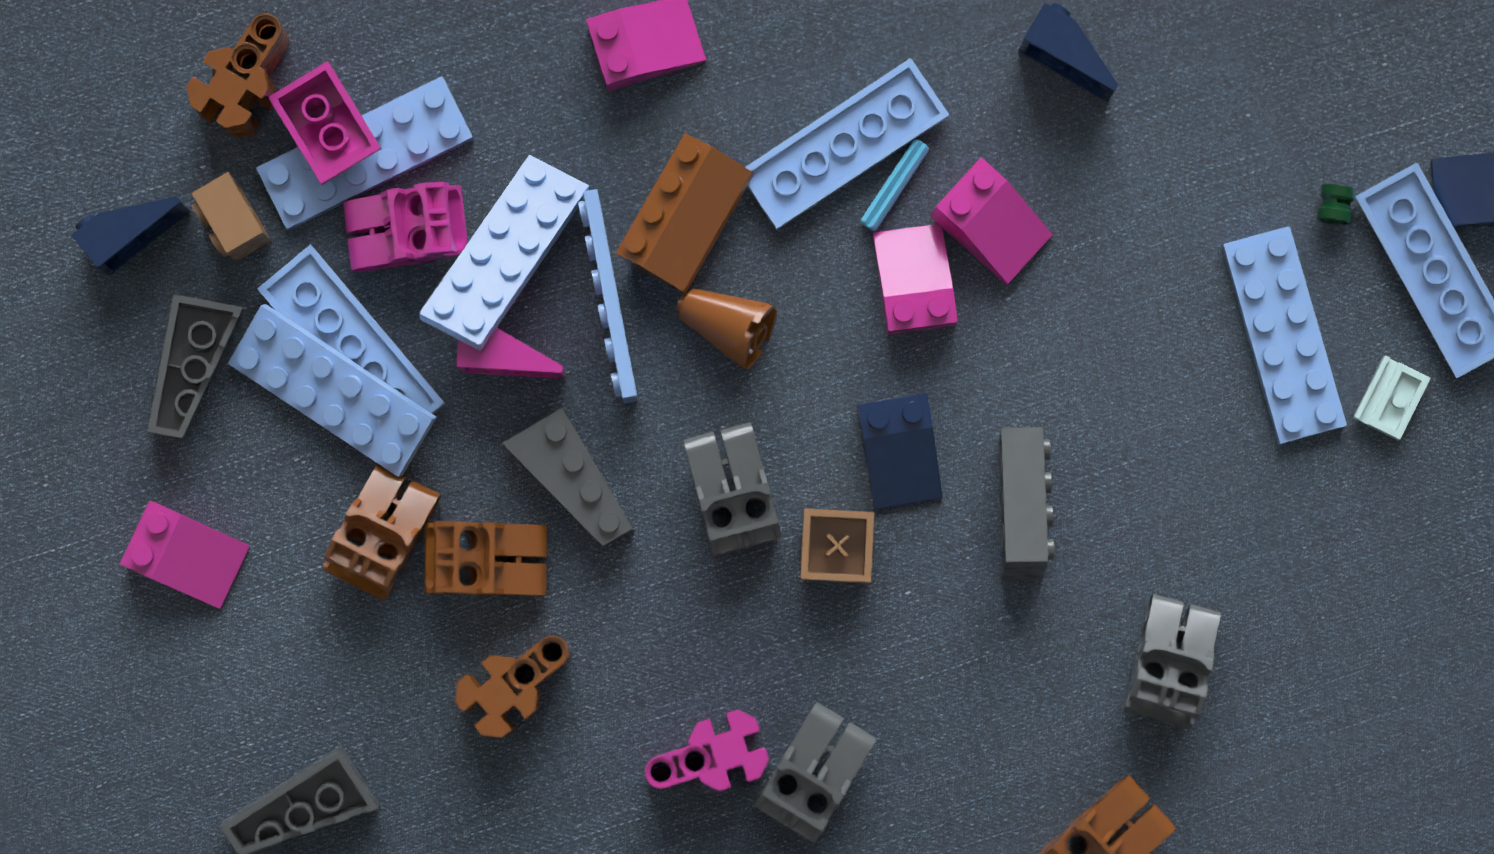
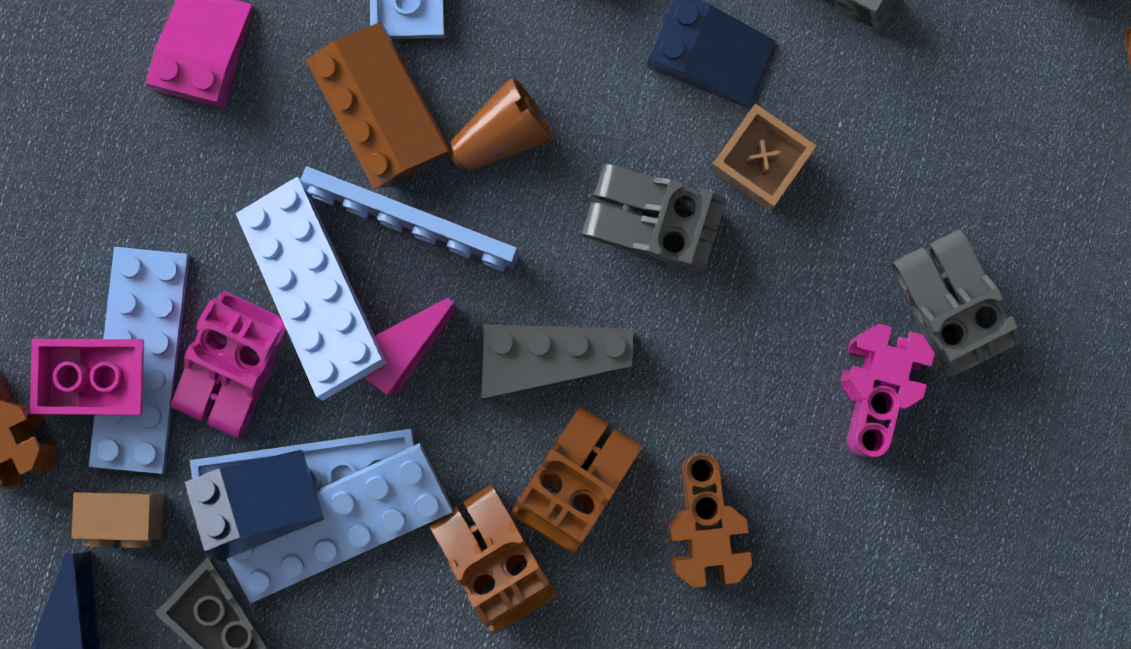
camera: 50 degrees left, 0 degrees up
(307, 316) = (253, 503): none -> dark blue slope

